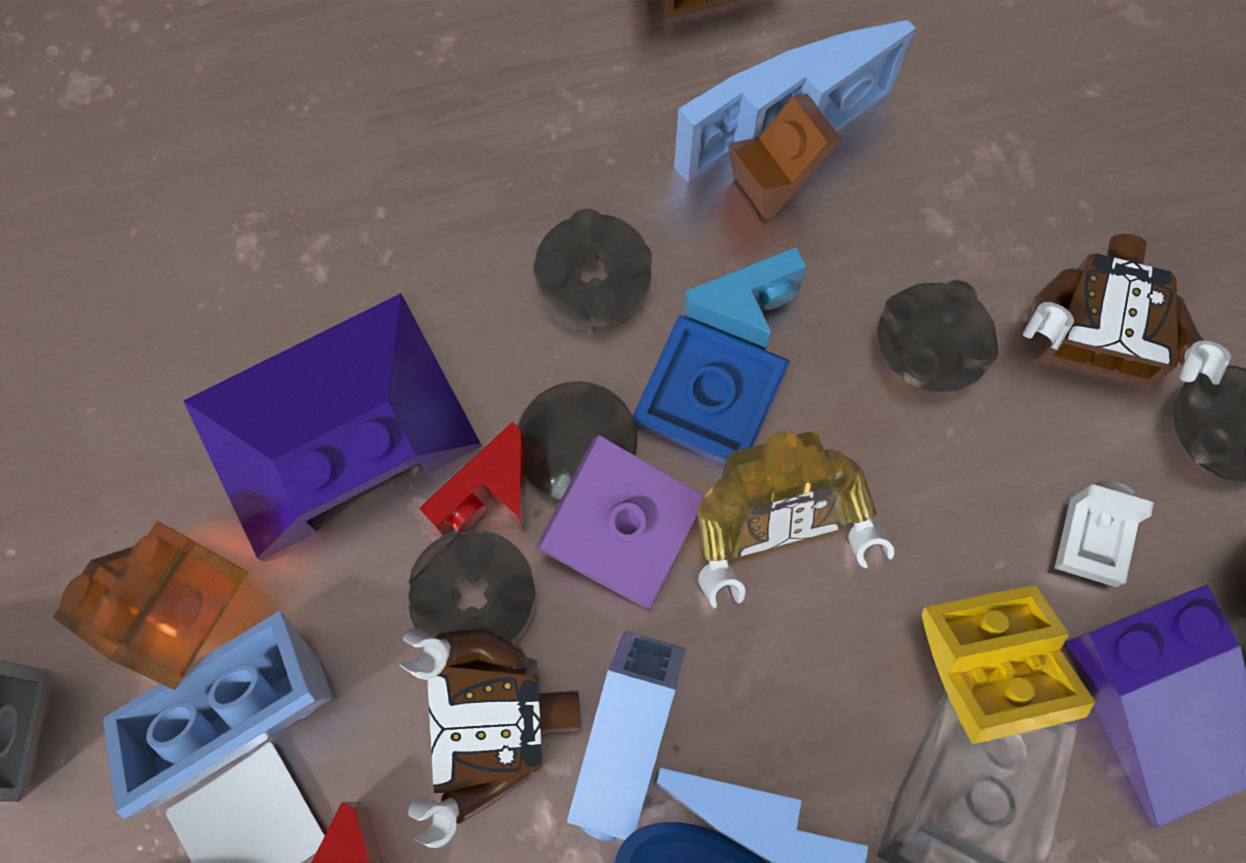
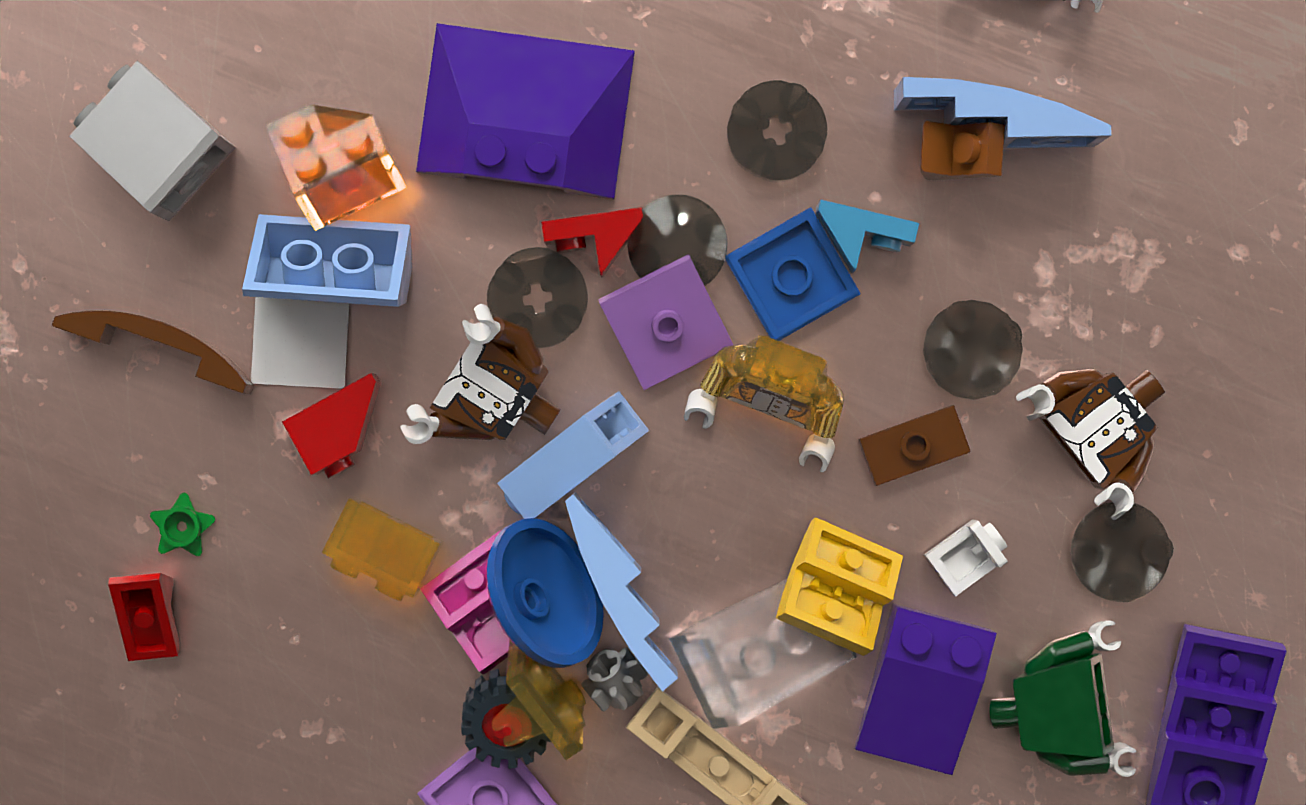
camera: 35 degrees right, 15 degrees up
(957, 468) = (914, 445): none -> reddish brown plate

